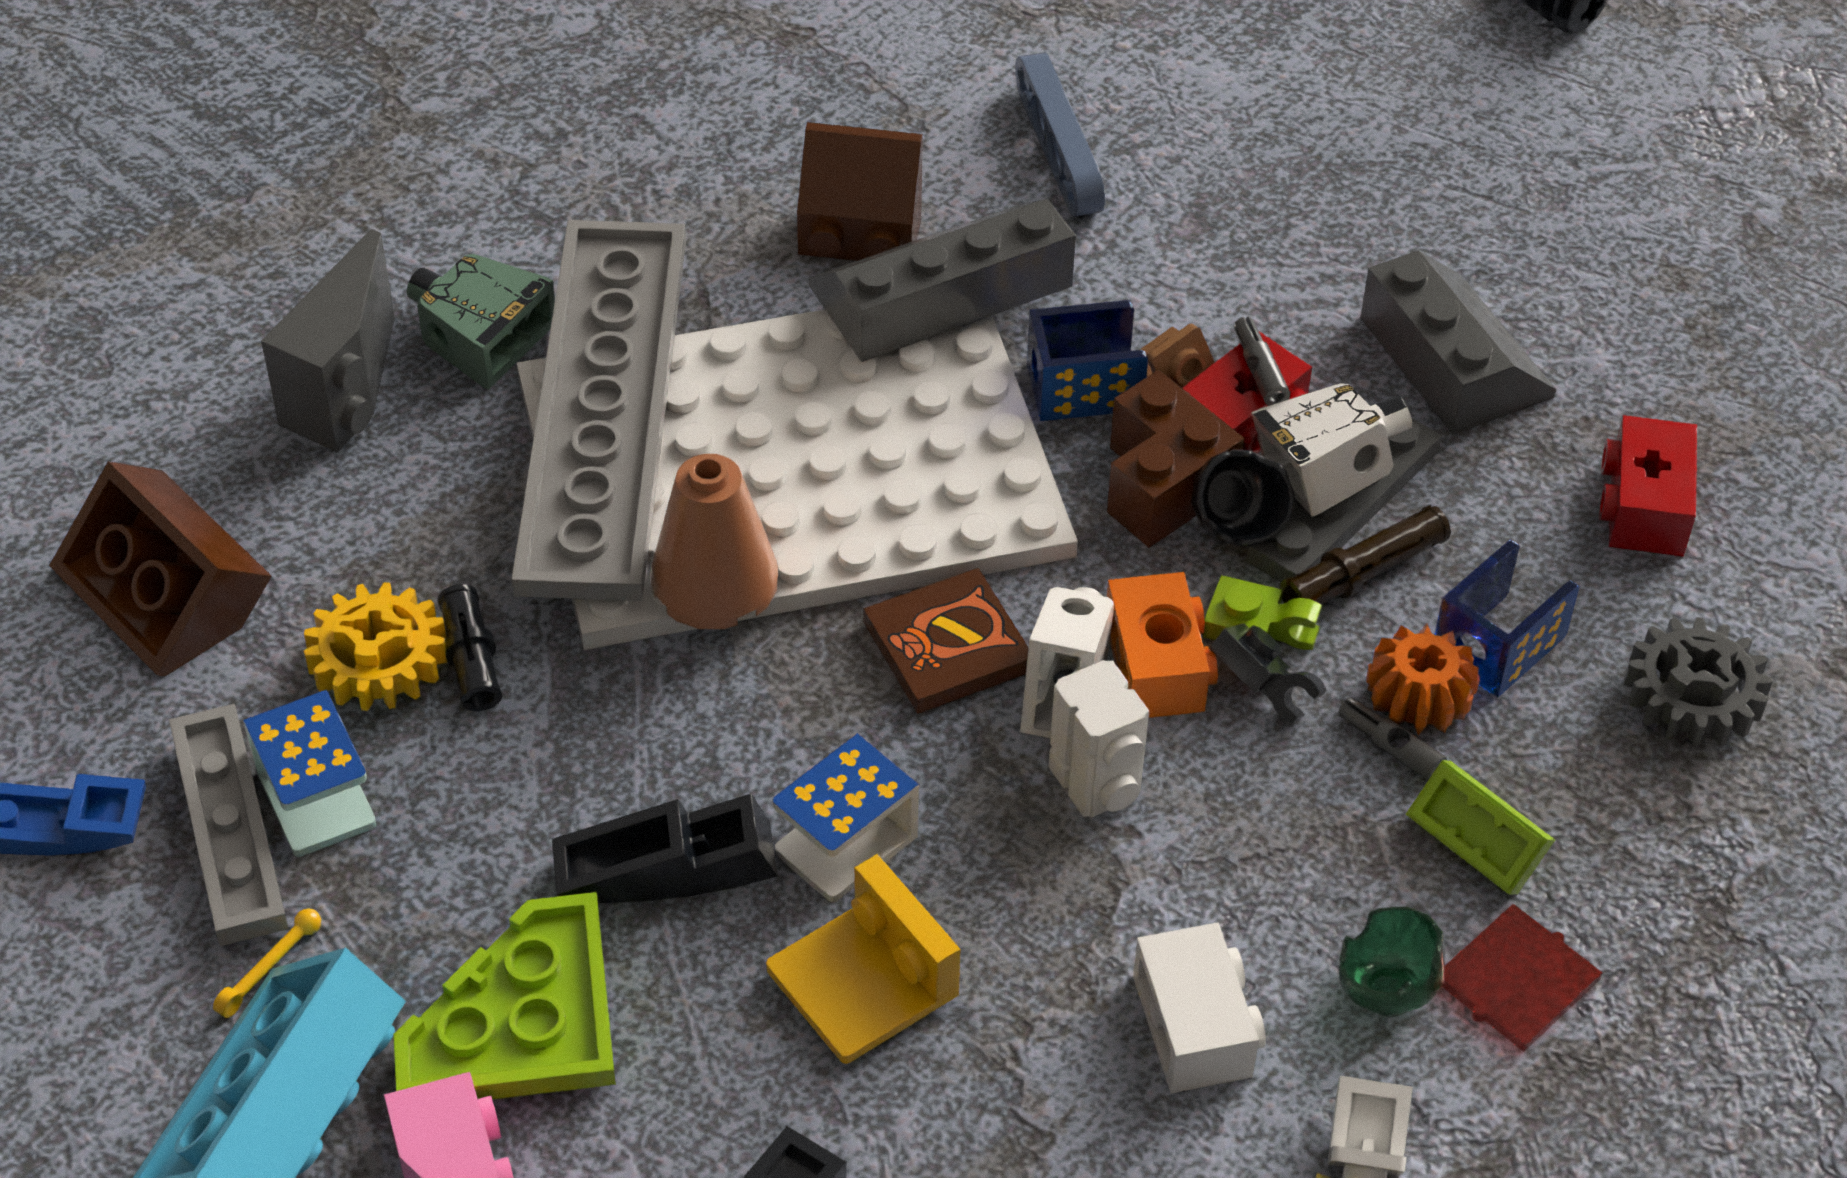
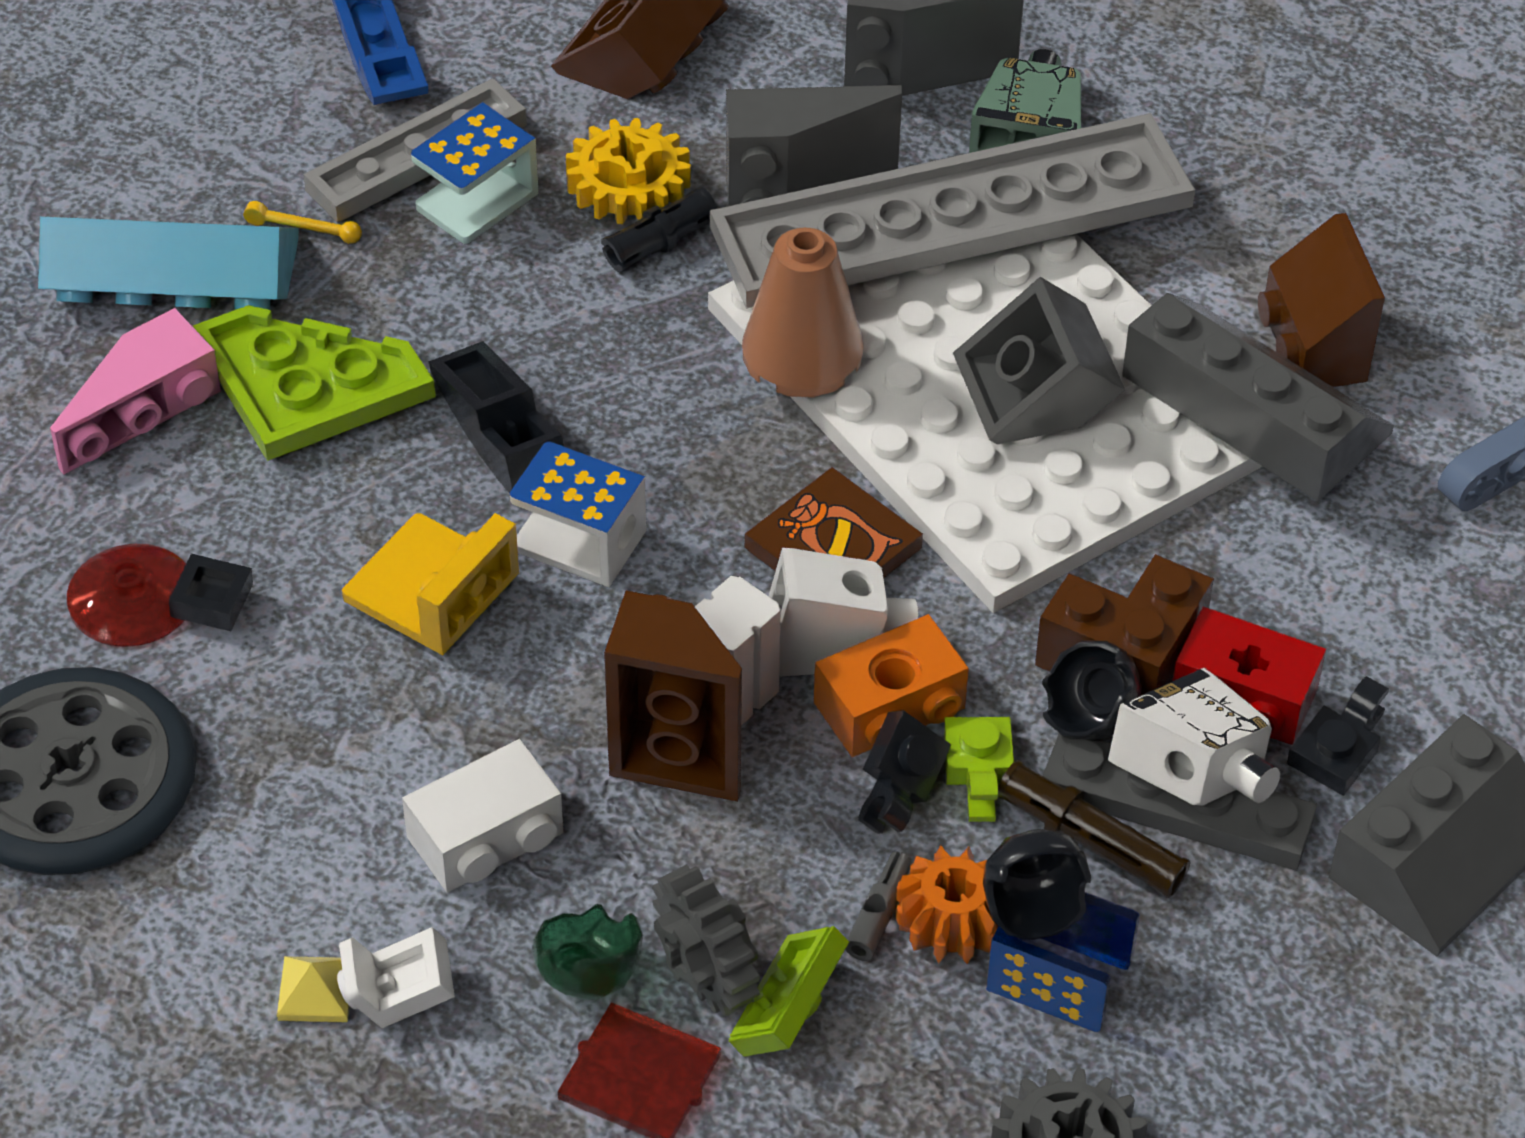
camera: 70 degrees right, 0 degrees up
(444, 497) = (808, 137): none -> dark grey slope
(846, 408) = (1038, 366): none -> dark grey slope
(1082, 358) = (1238, 509): piece -> none
(1160, 785) = (672, 699): none -> reddish brown slope
(1179, 354) = (1259, 598): medium nougat bracket -> none
(1261, 362) = (1274, 655): dark grey pin -> none
(1329, 364) = (1338, 745): none -> black plate
(1434, 856) = (705, 940): none -> dark grey gear
(1481, 583) = (1036, 884): none -> black hair
(1651, 485) = (1329, 1052): red brick -> none

